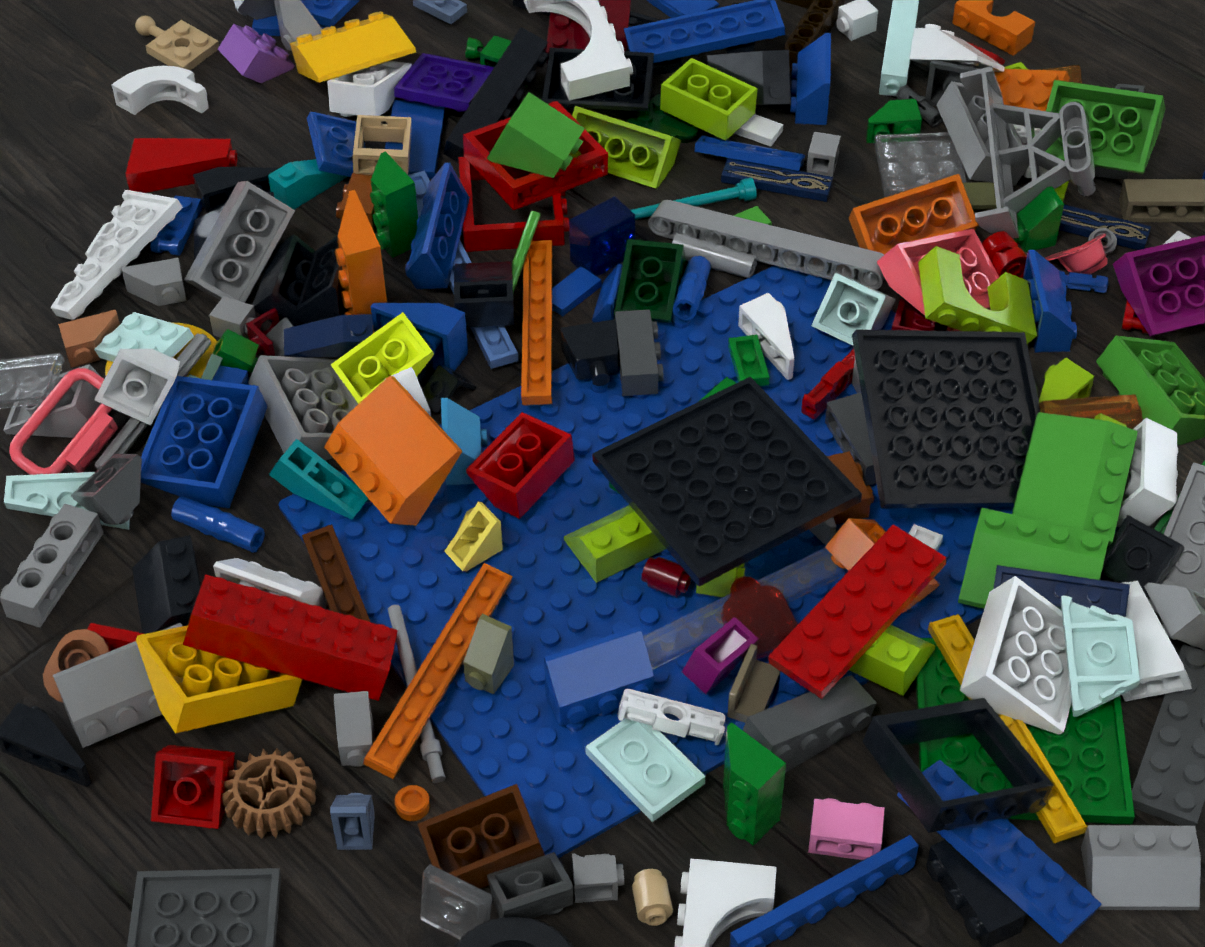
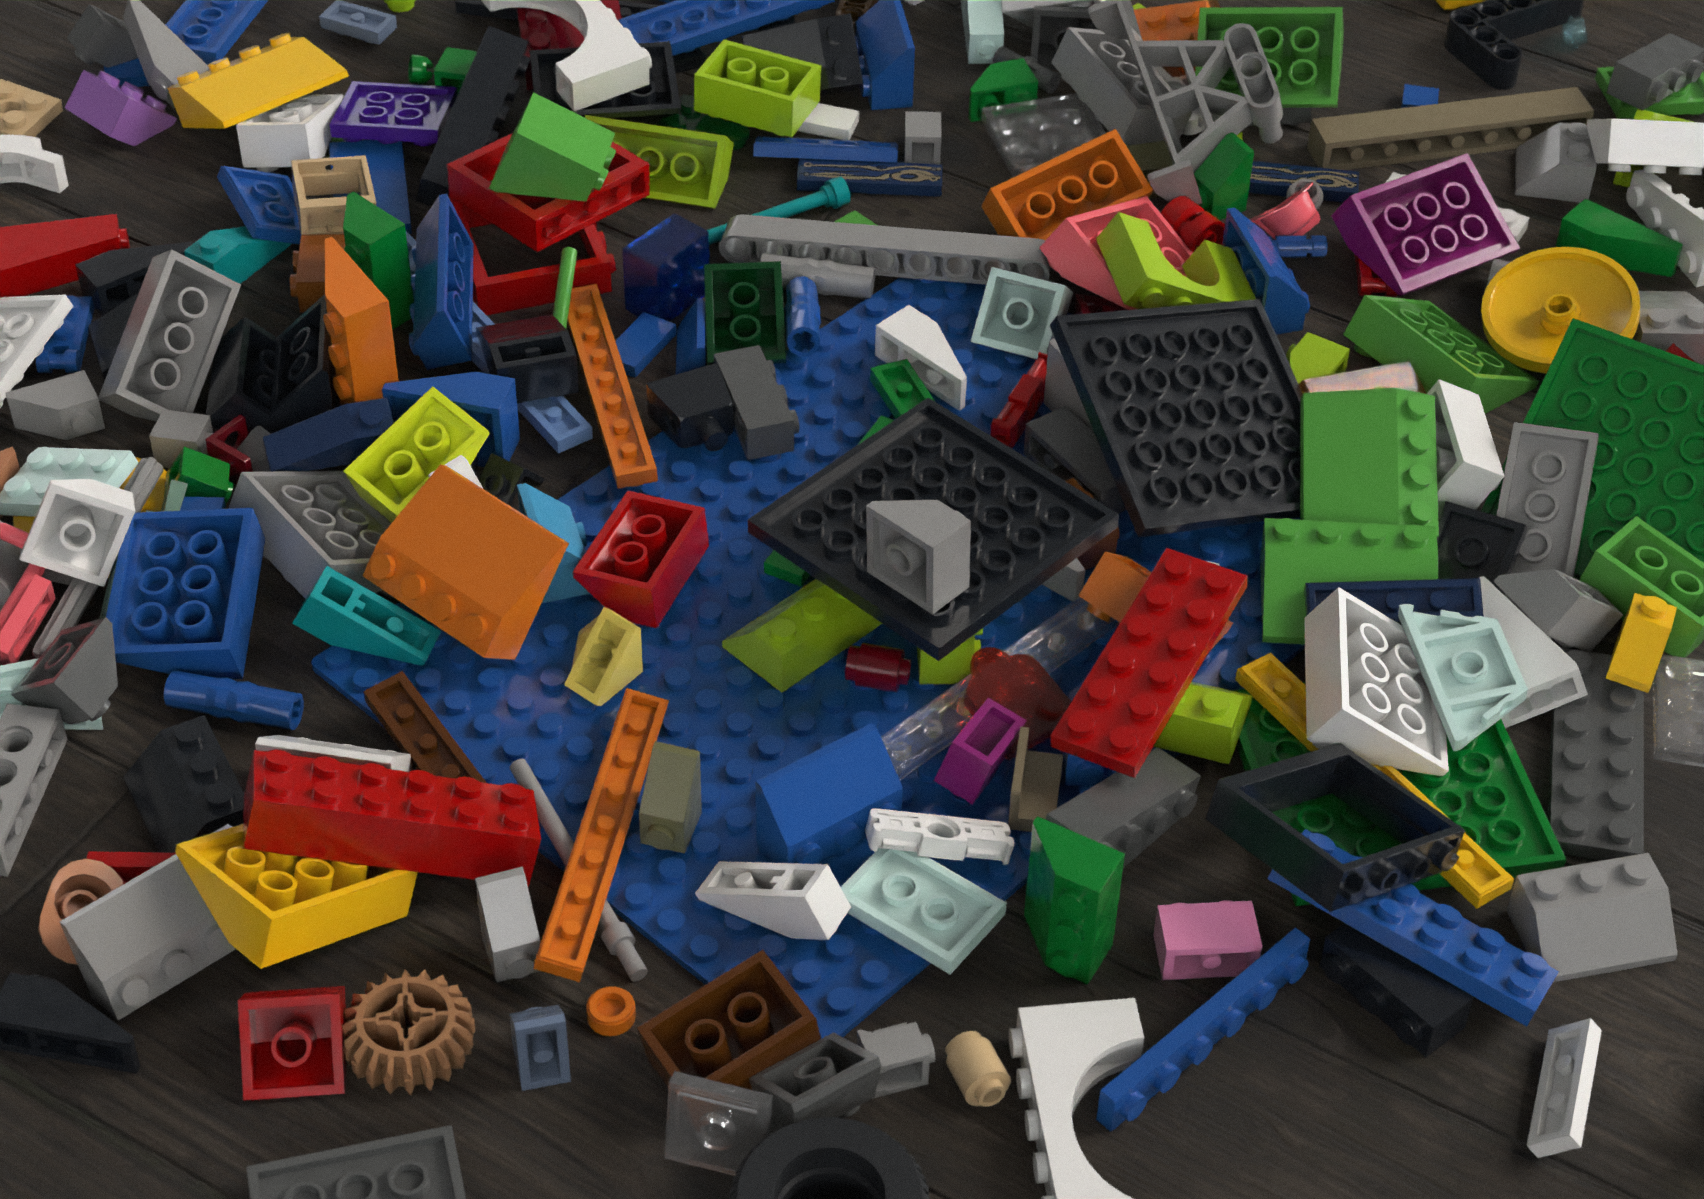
camera: 15 degrees left, 5 degrees down
(546, 741) = (782, 897): none -> white slope
(701, 503) = (919, 550): none -> light grey slope

